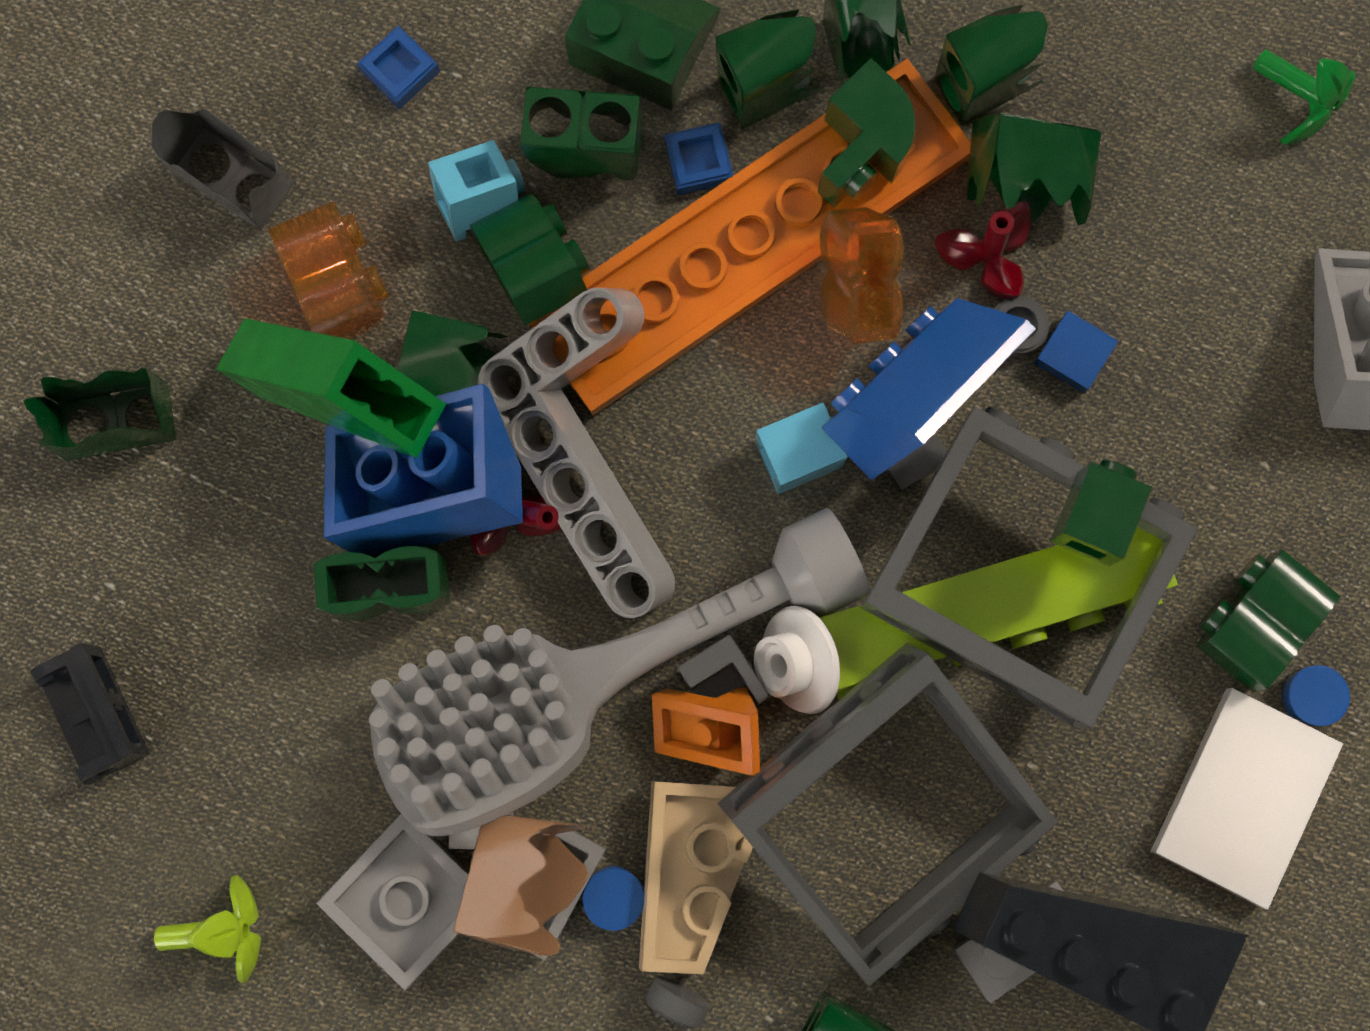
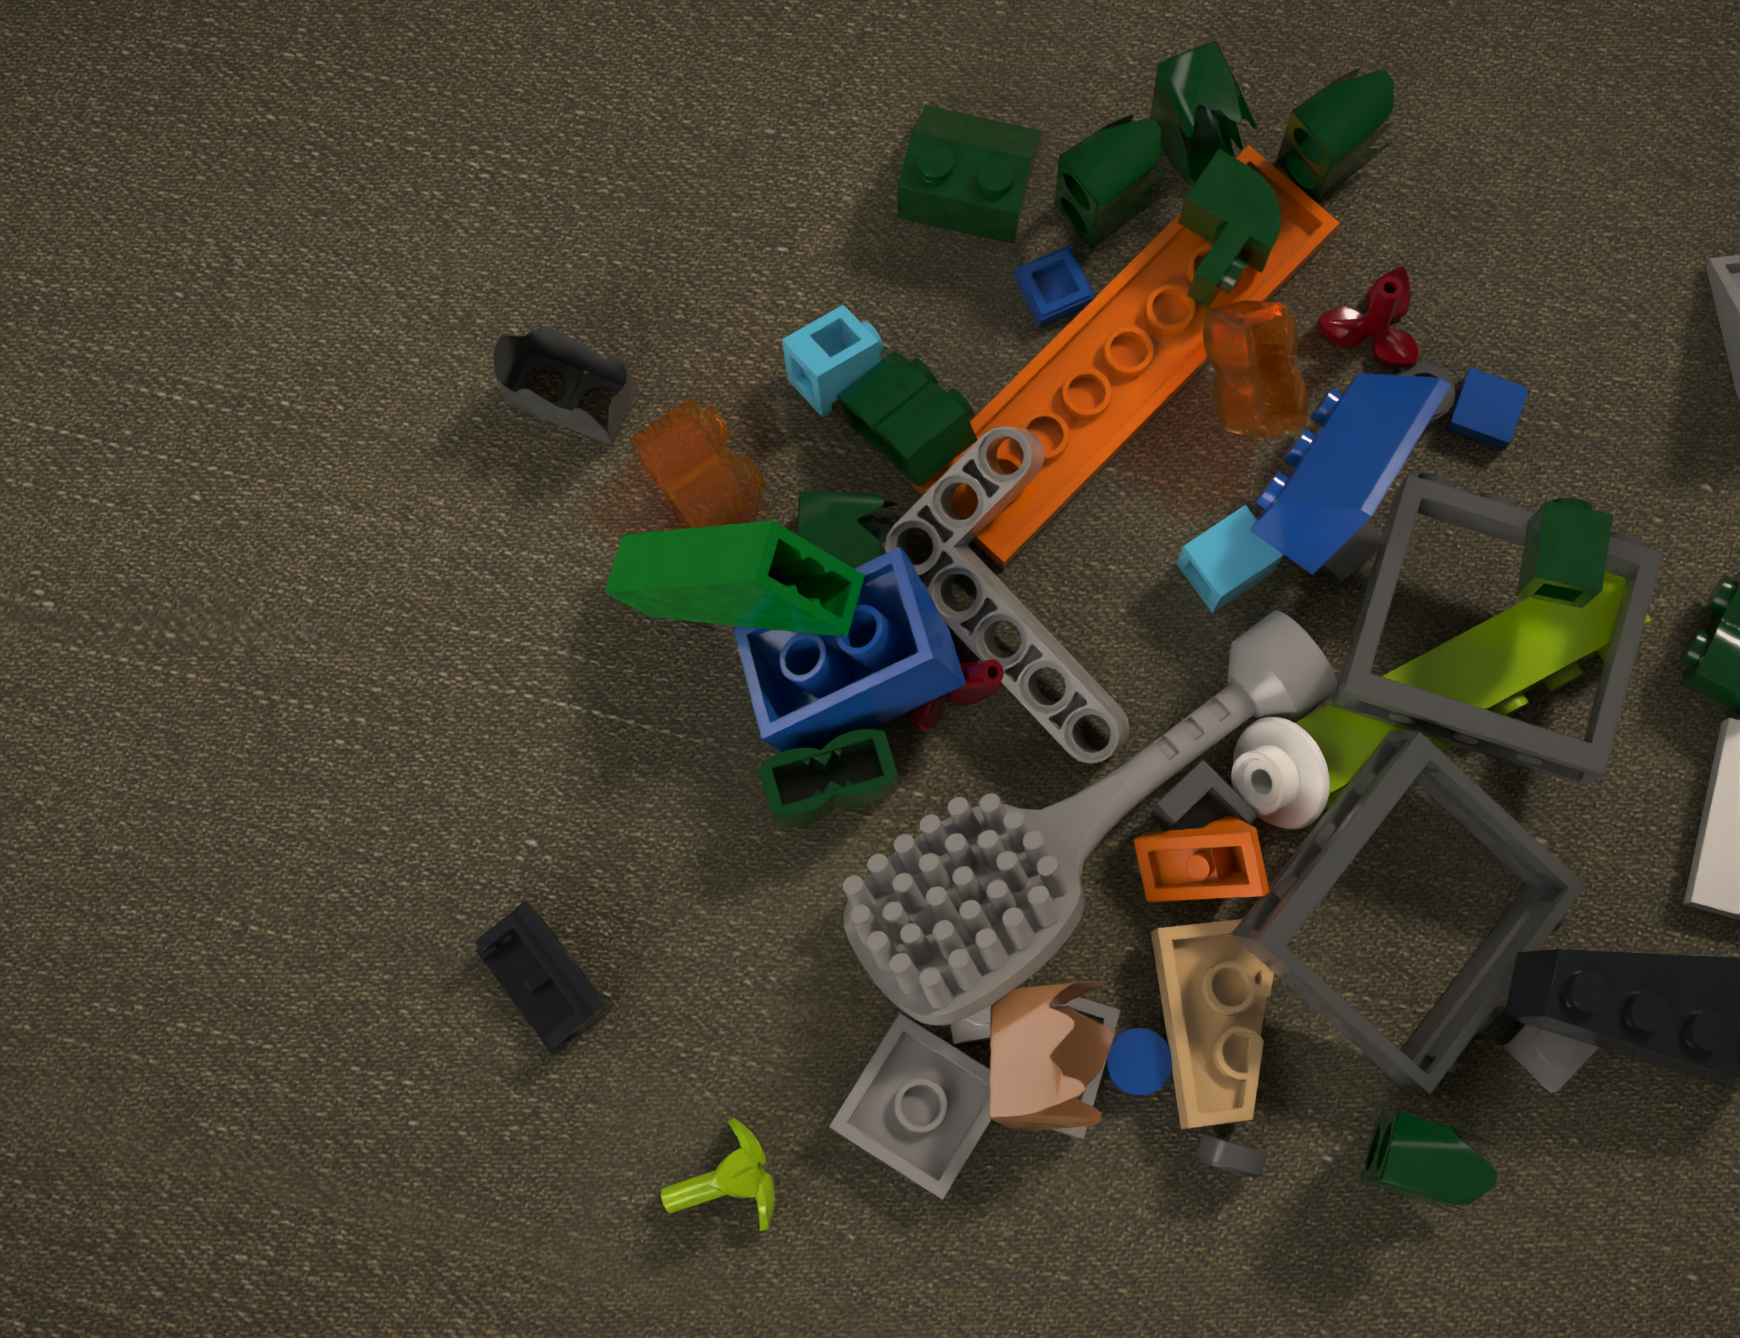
camera: 10 degrees left, 5 degrees down
(73, 395) = (453, 648): dark green piece -> none
(398, 67) = (722, 252): blue tile -> none
(560, 154) = (922, 306): dark green piece -> none
(1033, 163) = (1400, 222): dark green piece -> none
(1322, 93) = (1677, 103): green plant -> none

